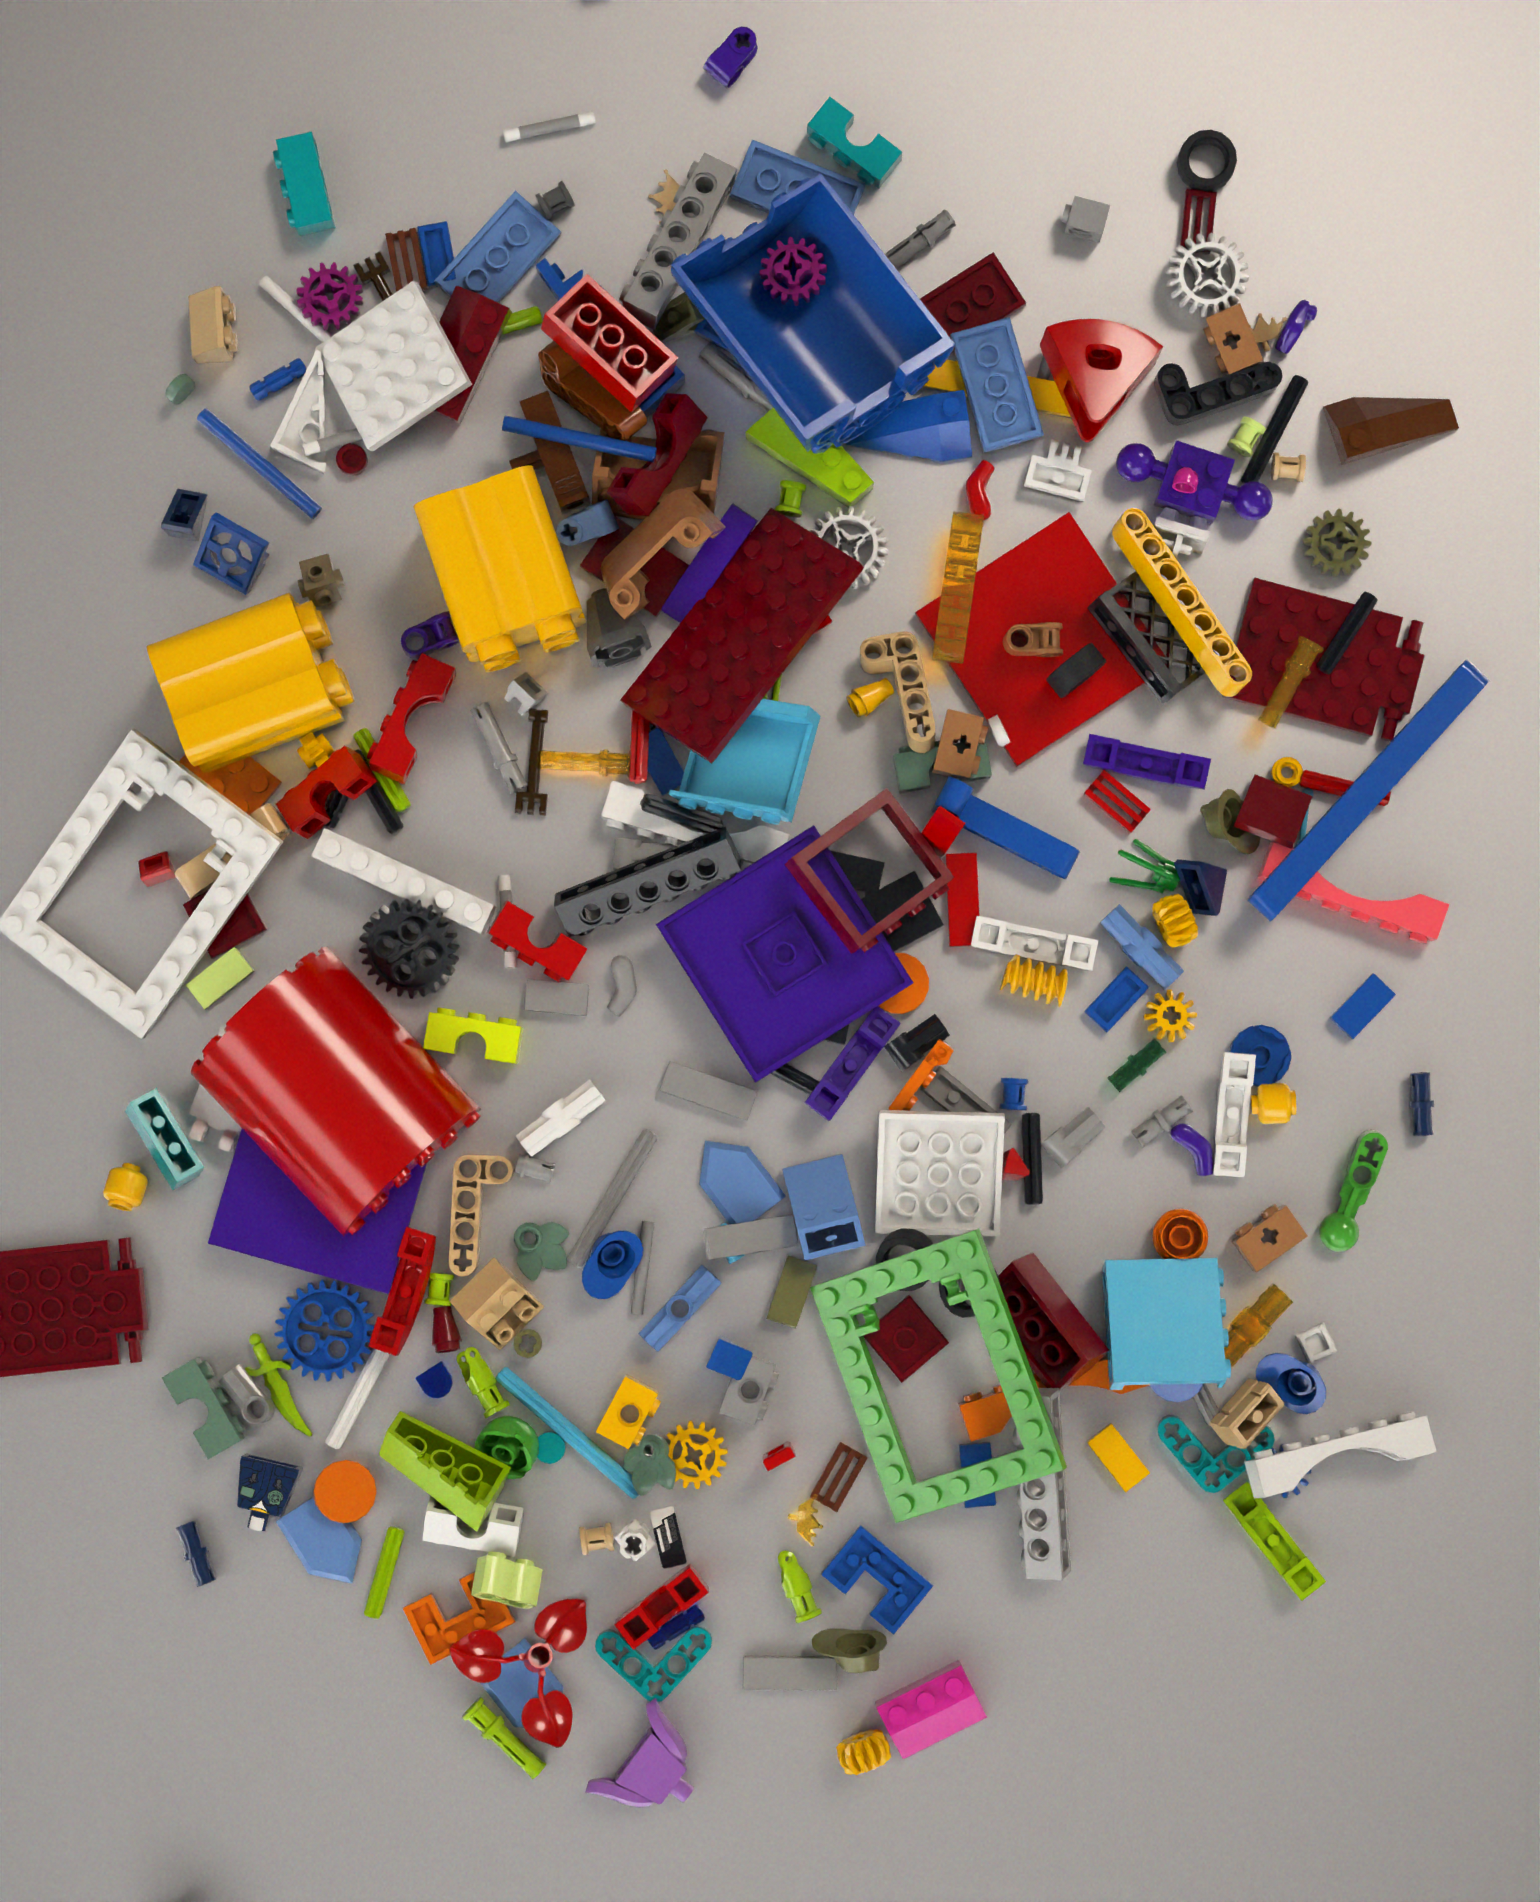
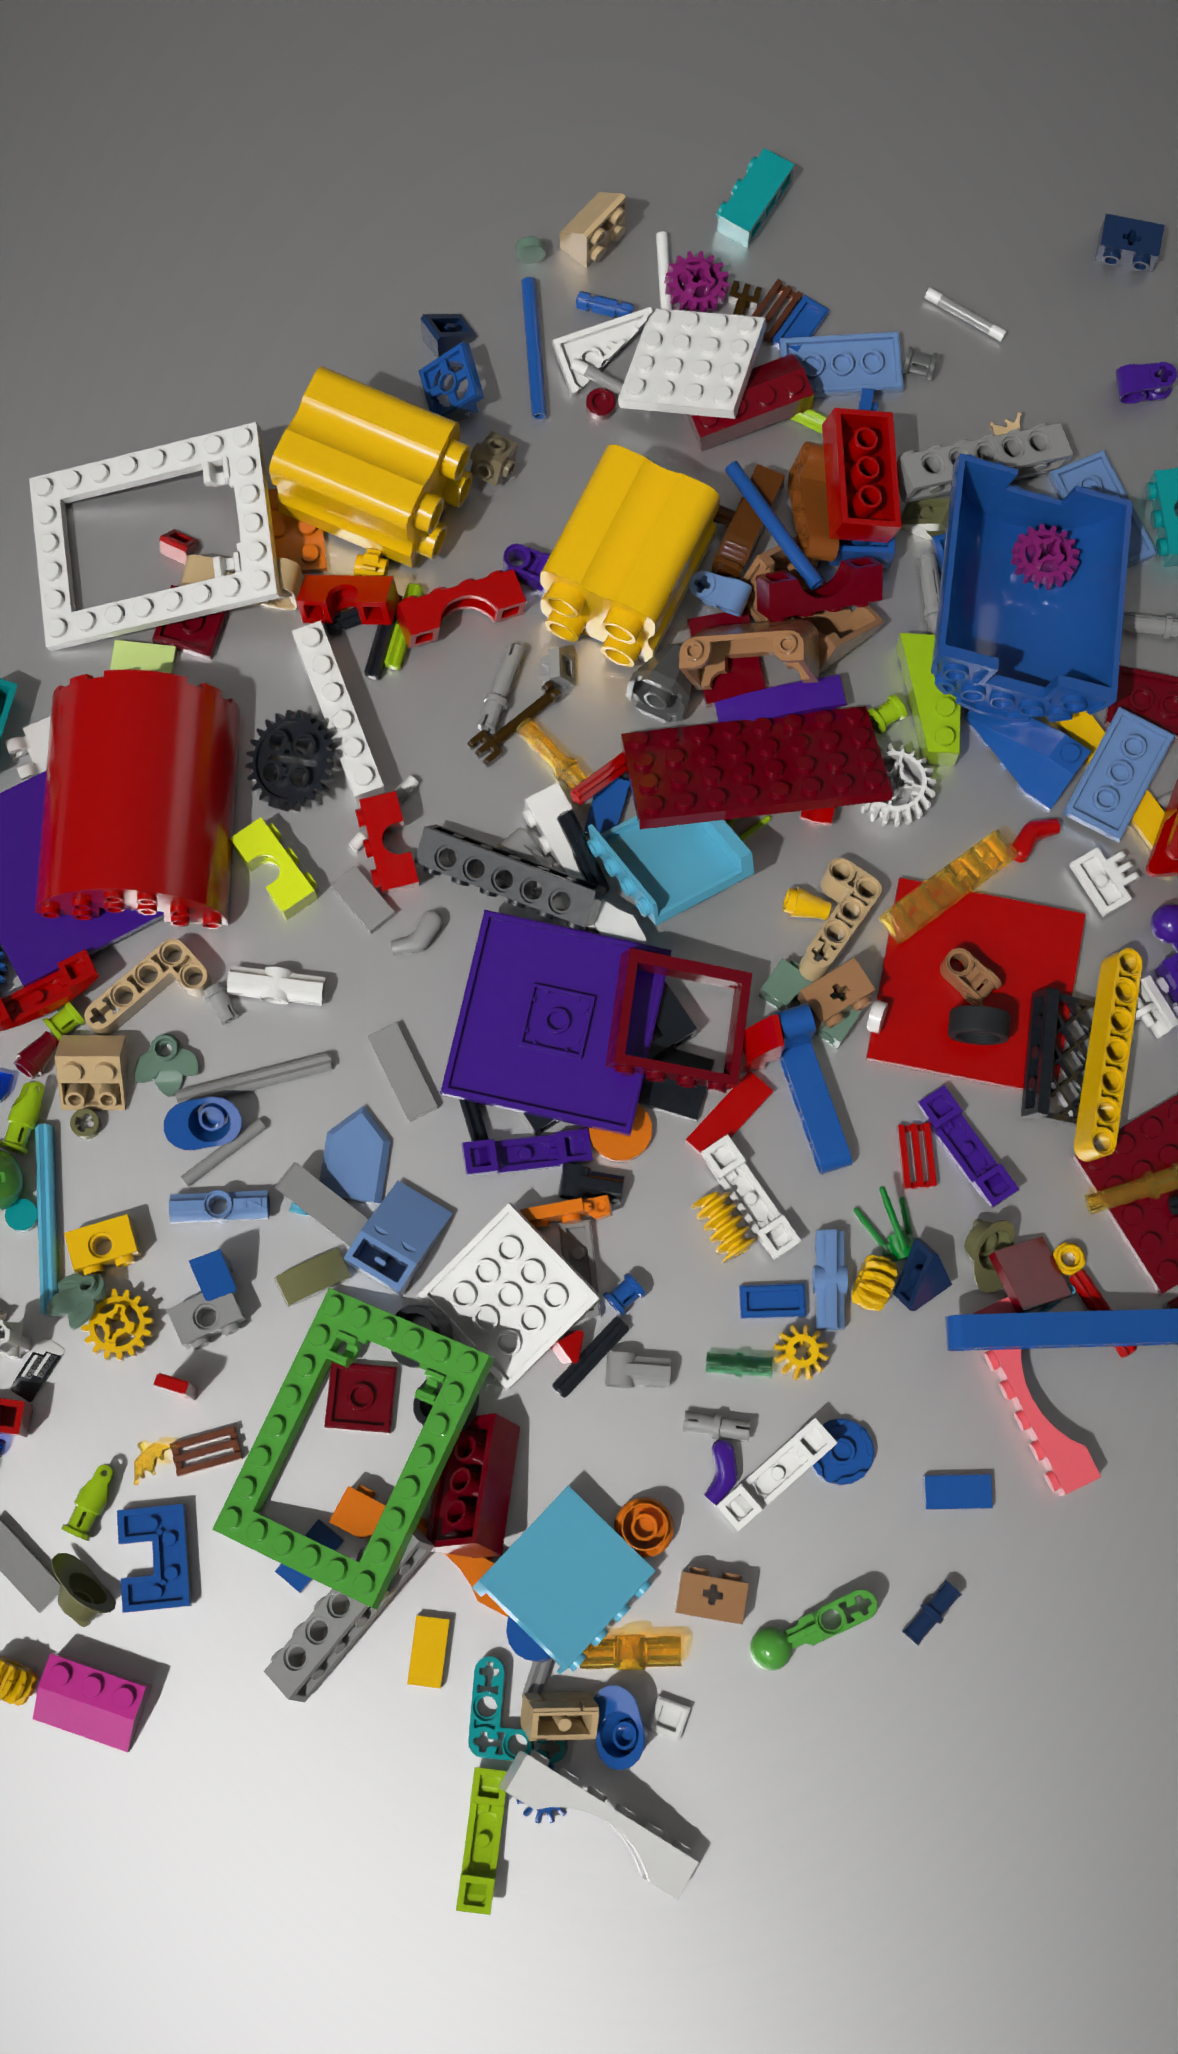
camera: 45 degrees right, 10 degrees down
(1274, 1103) = (816, 1497): yellow head -> none

